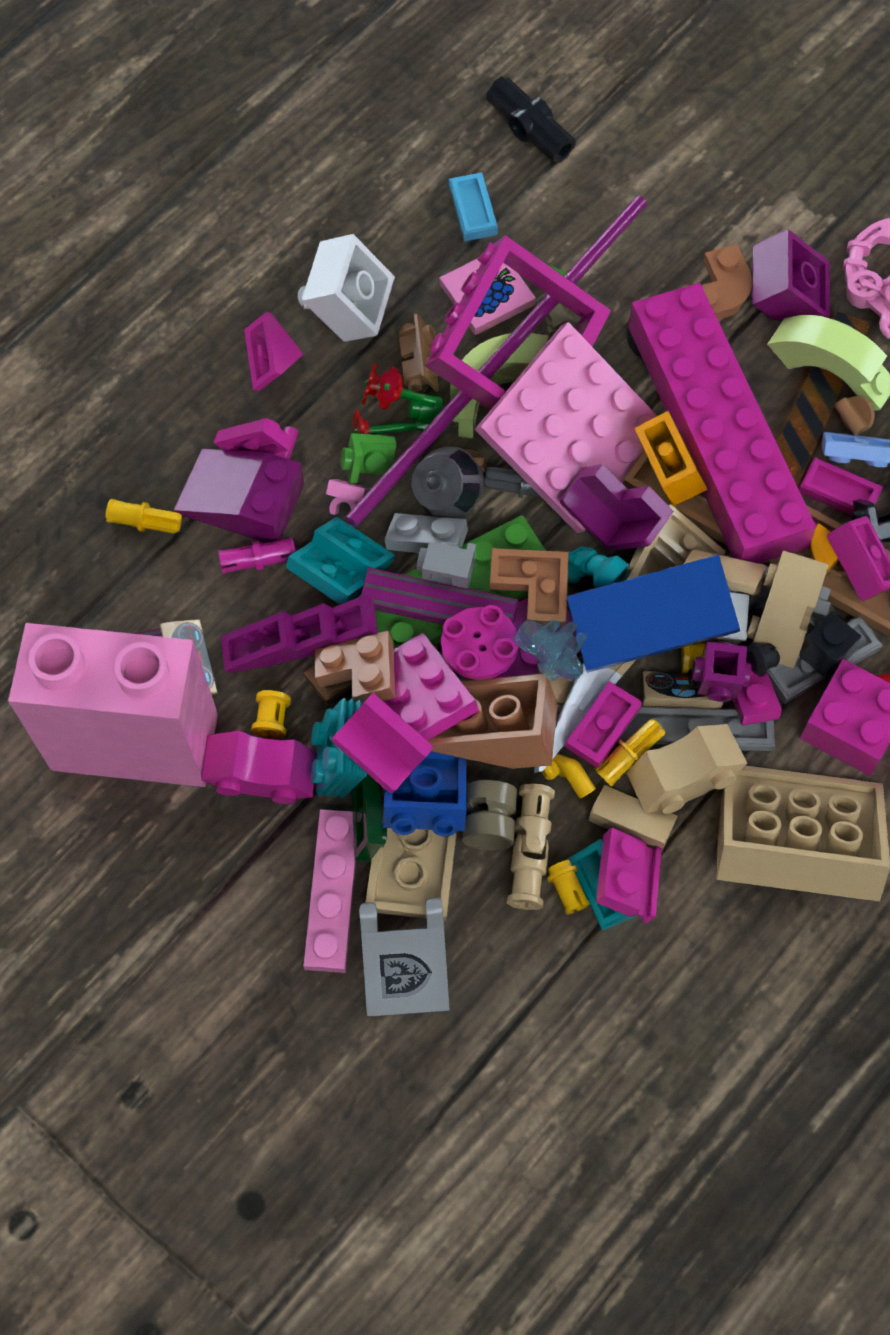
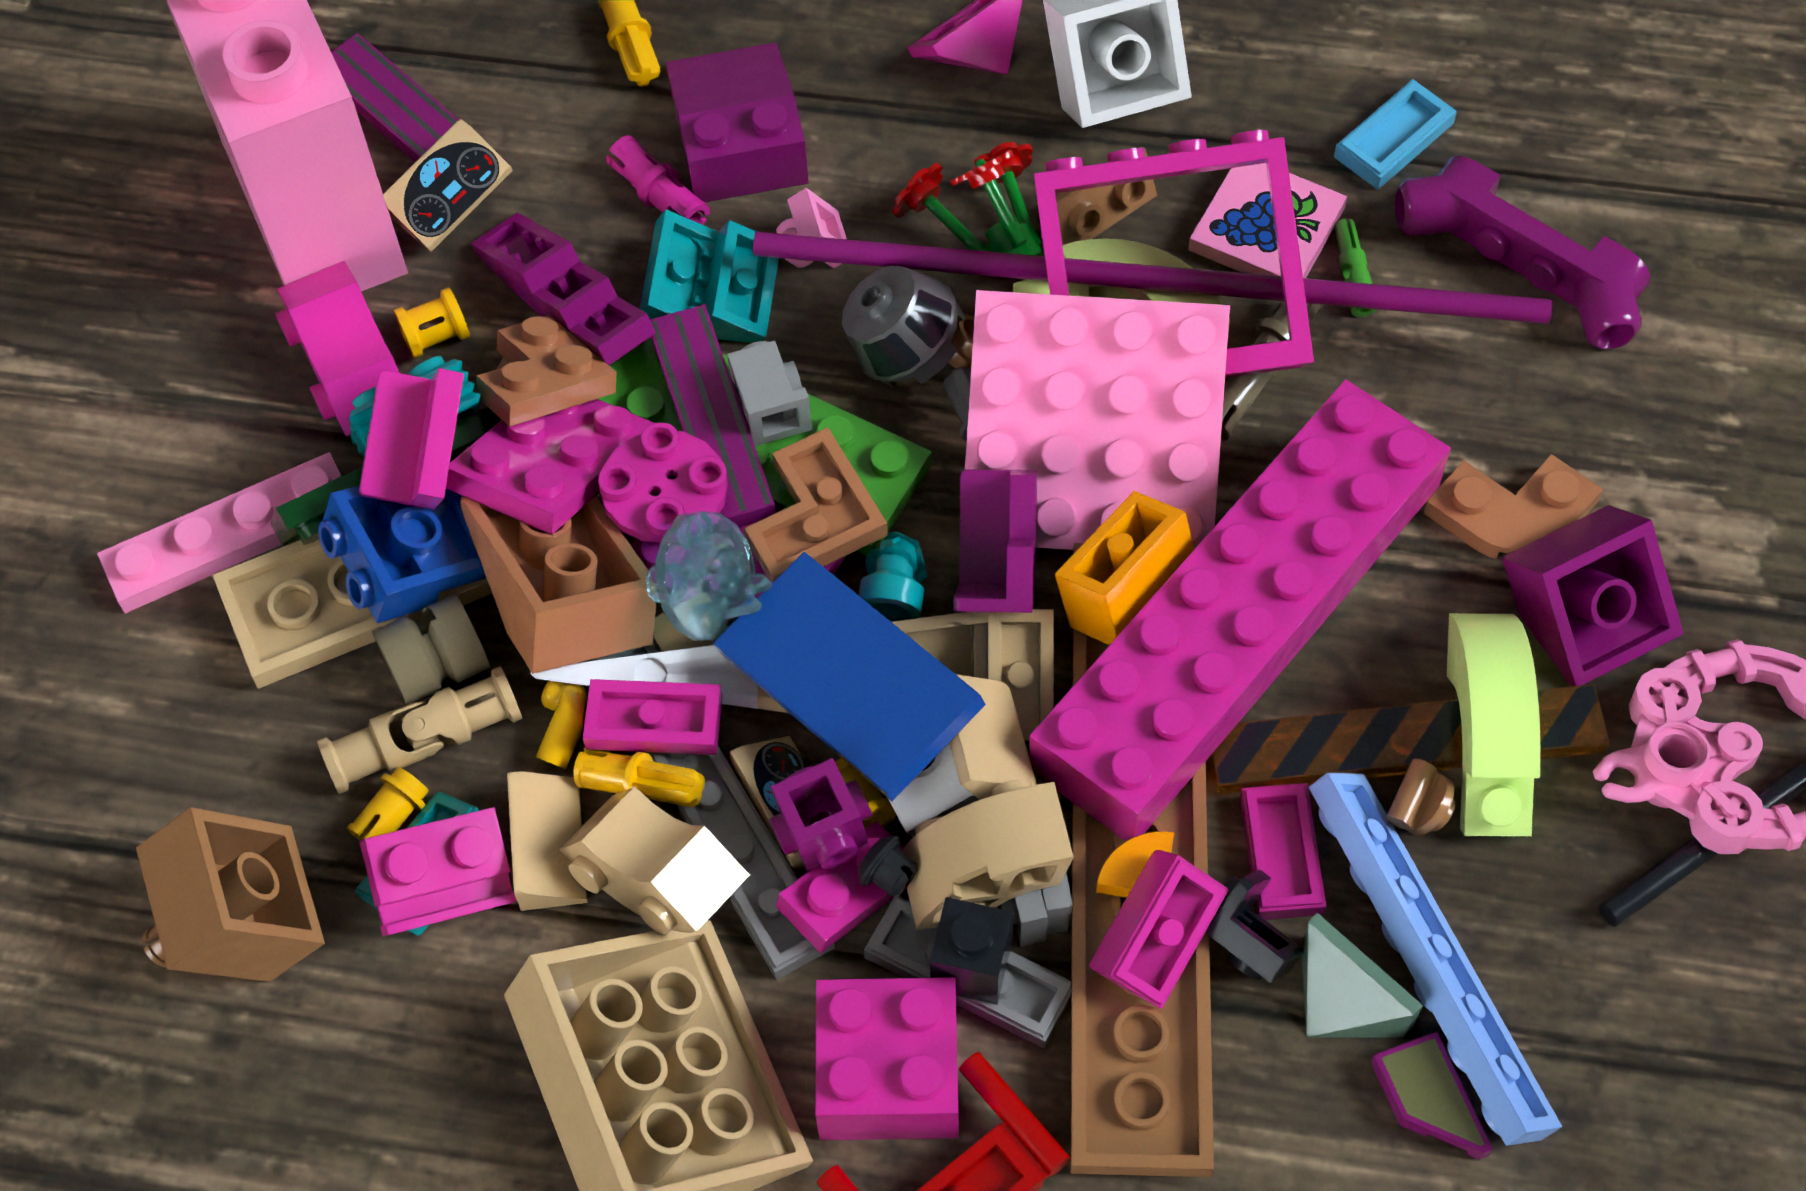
camera: 60 degrees right, 5 degrees down
(258, 436) = (812, 81): dark pink plate -> none
(367, 455) = (880, 210): bright green bracket -> none
(404, 967) = (161, 667): light grey flag -> none
(412, 532) = (819, 349): light grey plate -> none
(530, 119) = (1594, 119): black piece -> none
(540, 200) = (1596, 281): none -> magenta plate
(589, 989) = (227, 897): none -> medium nougat brick

